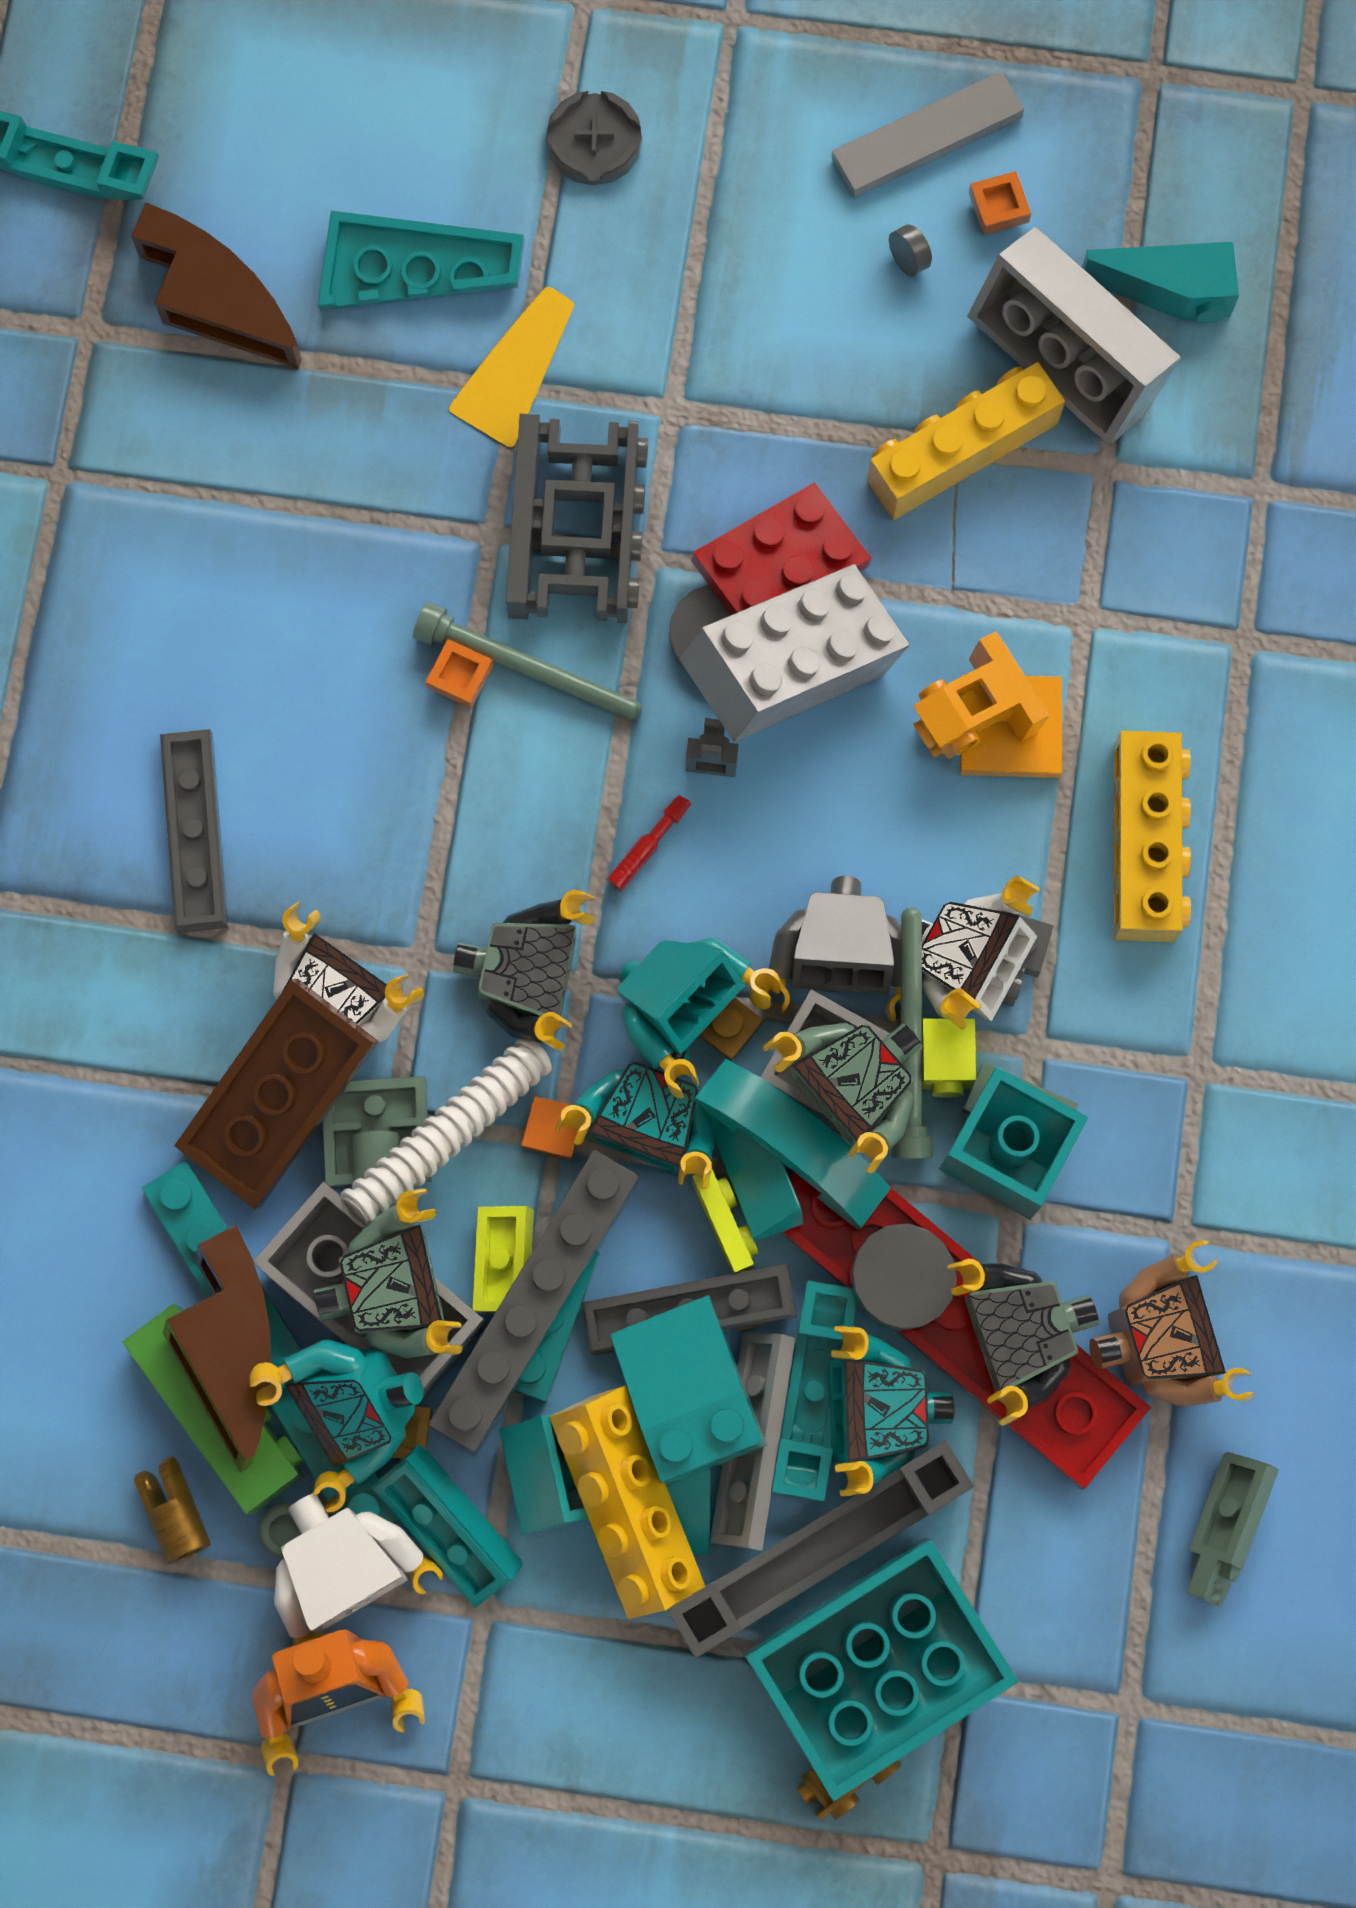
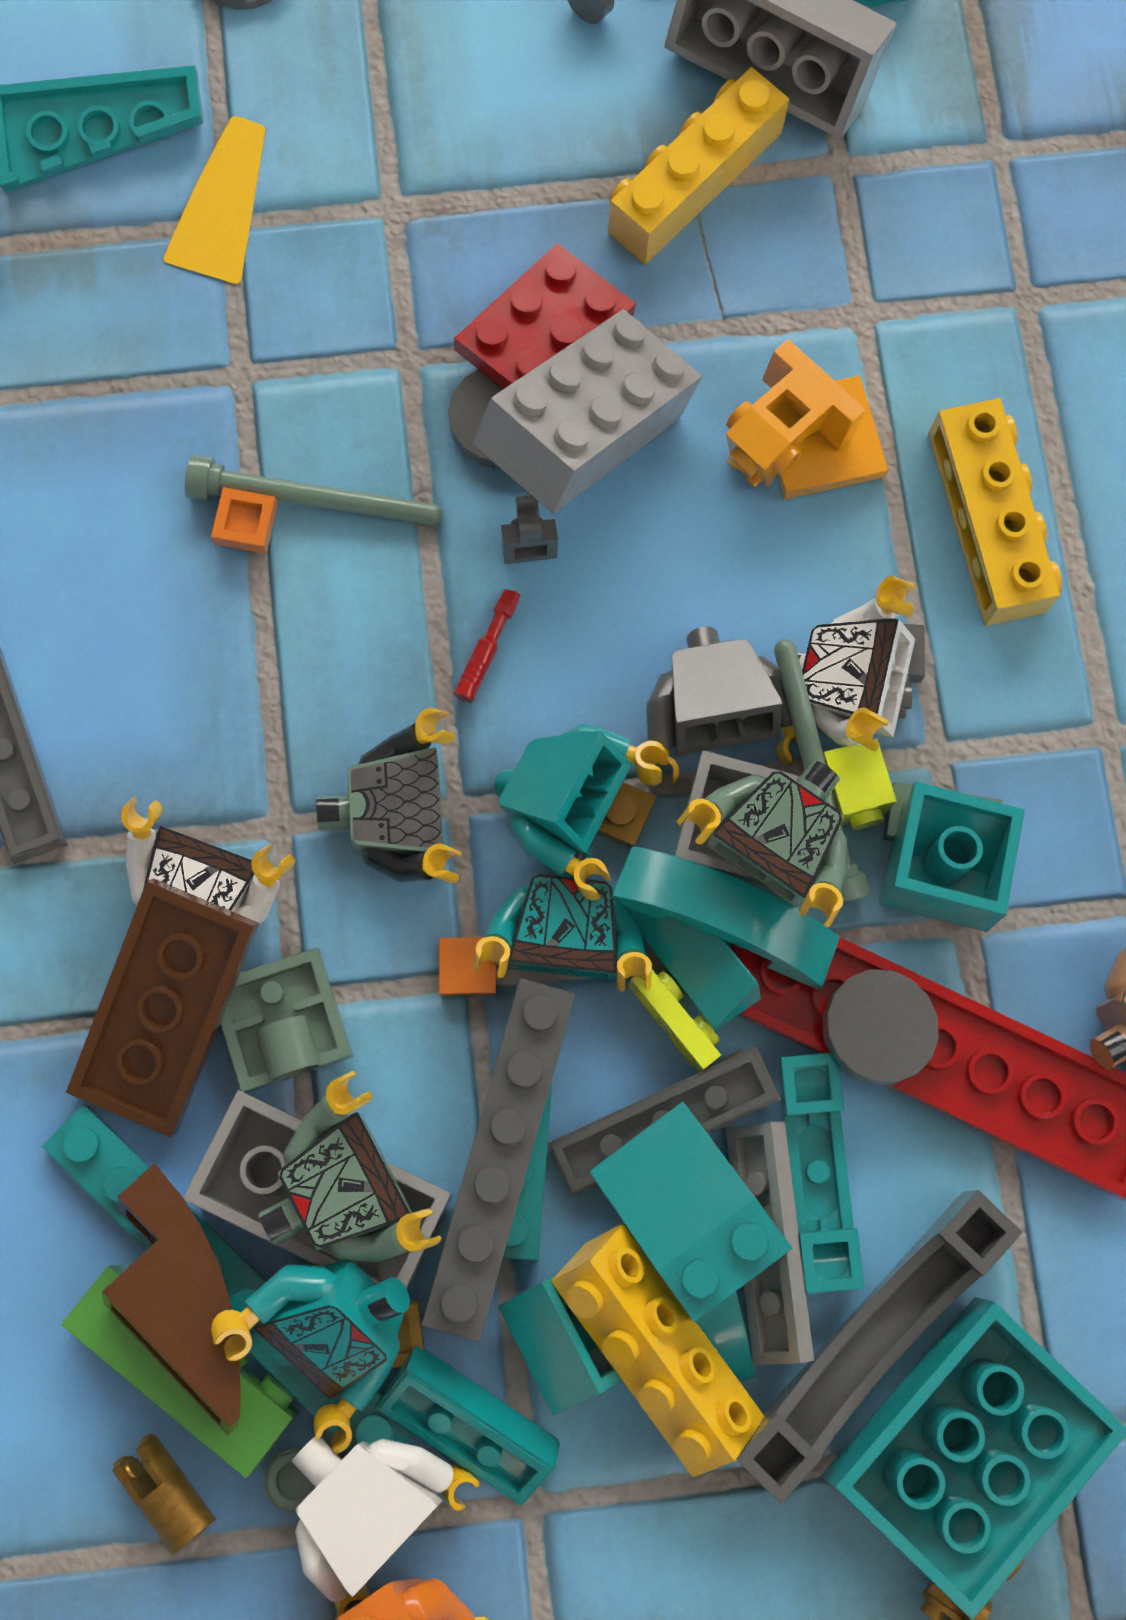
camera: 20 degrees left, 0 degrees up
(446, 1131) = (356, 1003): white piece -> none
(501, 1251) = (448, 1115): neon yellow plate -> none
(537, 517) = (283, 343): dark grey fence -> none
(878, 1409) = (894, 1177): torso -> none
(1022, 1331) = (1023, 1054): torso -> none

